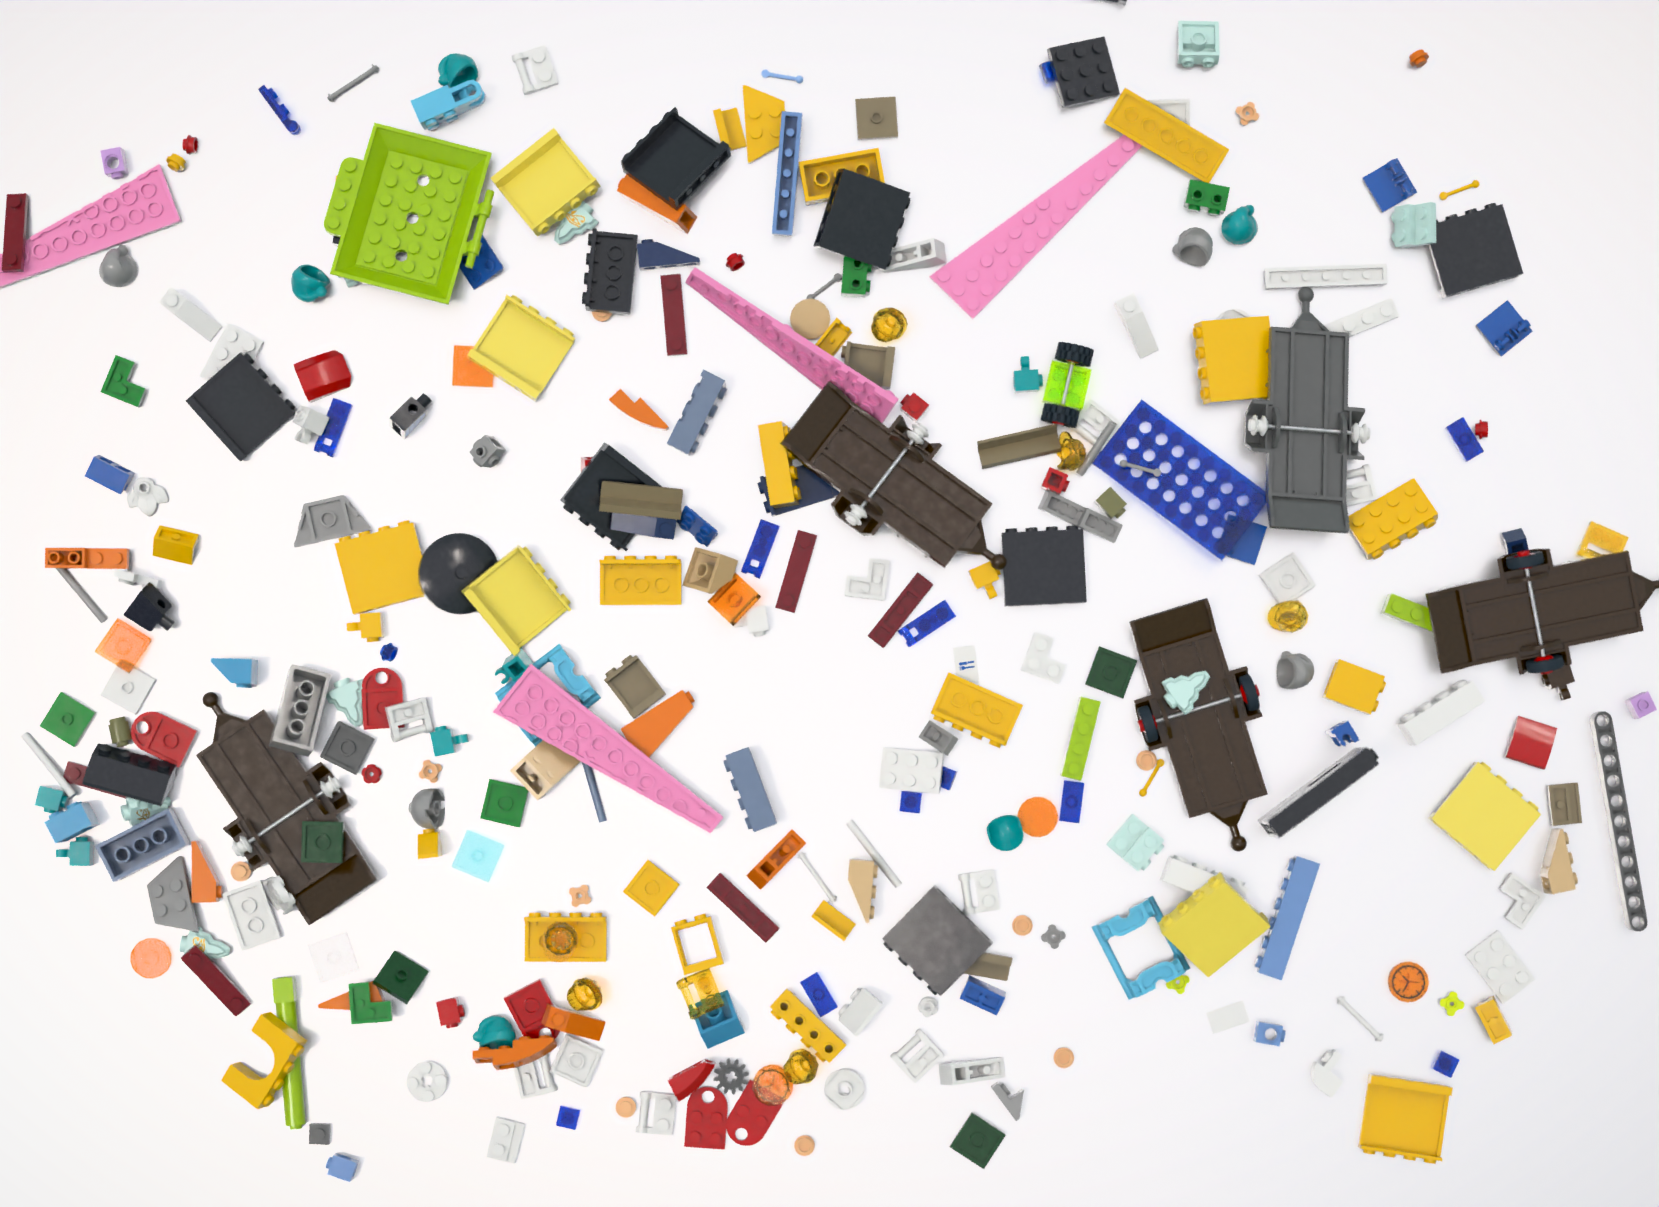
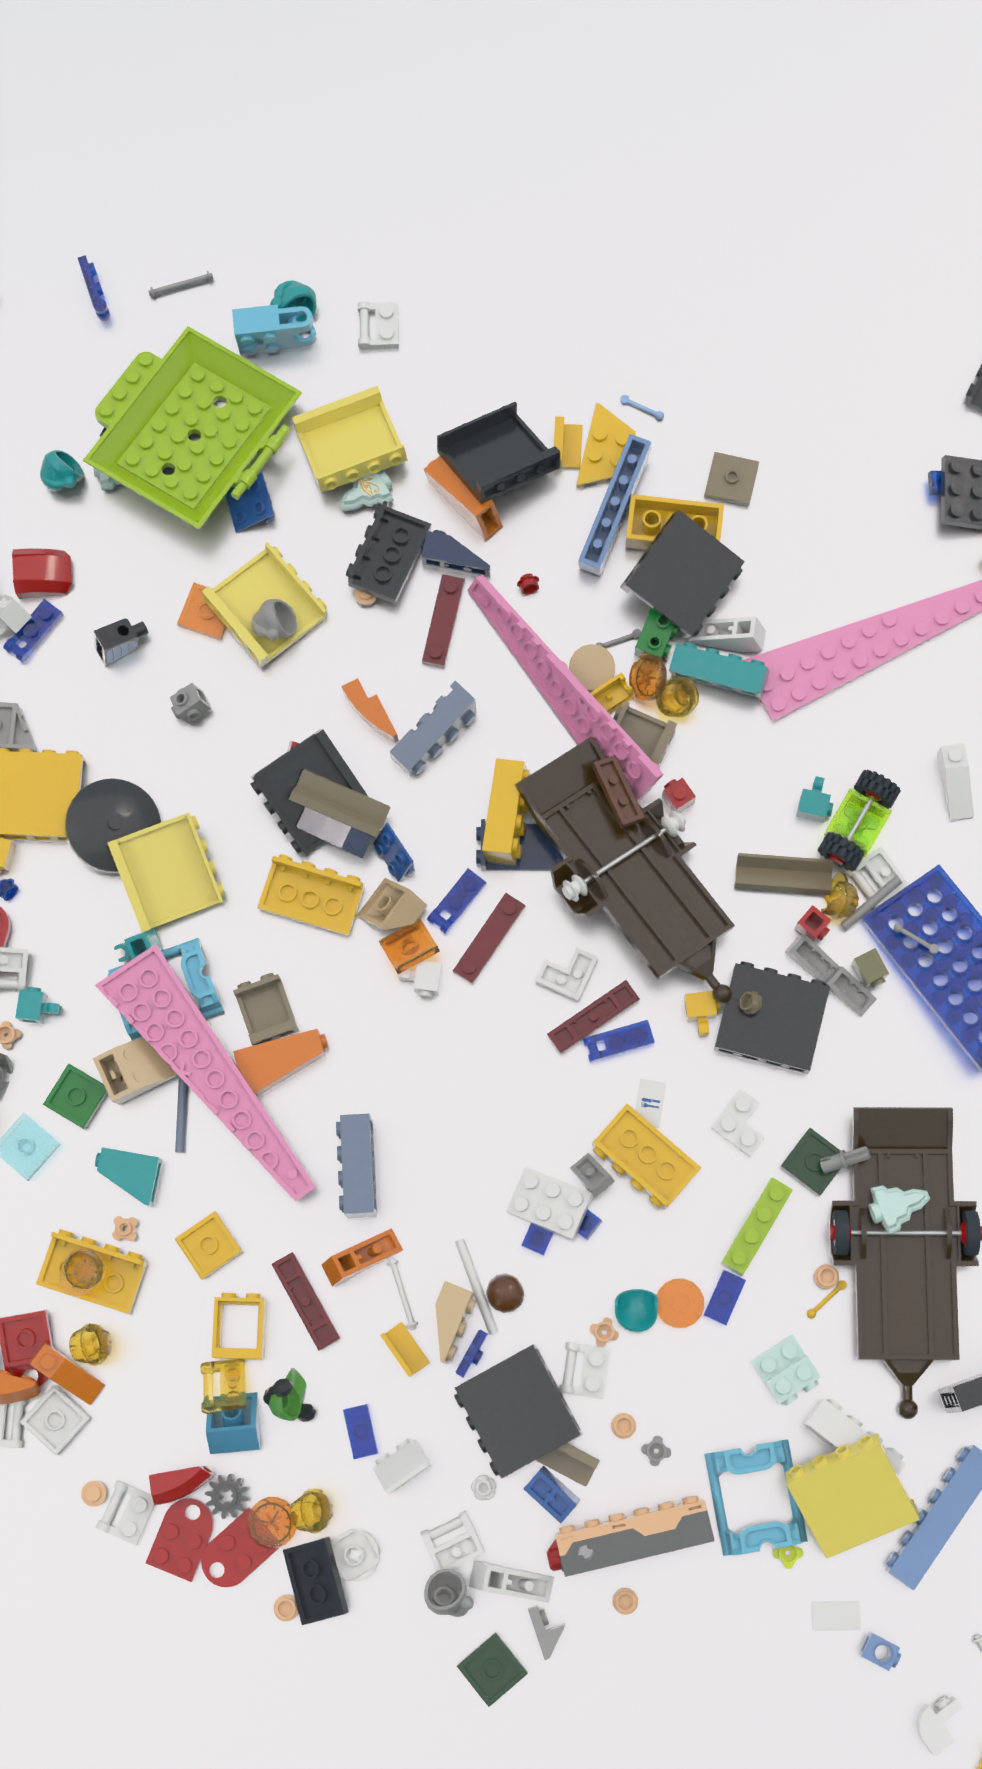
camera: 25 degrees right, 10 degrees down
(535, 361) = (274, 620): none -> light grey piece
(568, 1117) = (23, 1484): clear blue plate -> none
(569, 850) = (131, 1172): none -> teal slope
(753, 987) = (286, 1398): none -> bright green cap
(807, 1025) = (335, 1463): yellow brick -> none
(821, 1118) = (315, 1581): none -> black plate
(859, 314) = (648, 677): none -> clear orange tile
(865, 422) = (618, 791): none -> reddish brown plate
(888, 907) = (473, 1354): none -> clear blue plate
(897, 851) = (505, 1293): none -> reddish brown hair
(916, 290) = (719, 670): none -> teal brick
(926, 1096) = (446, 1593): none -> light grey piece
(990, 857) = (606, 1325): none -> light nougat plate
(1023, 562) = (750, 1002): none -> dark tan plate
(1054, 1008) = (631, 1537): none -> piece
(1134, 665) = (844, 1159): none -> light grey axle

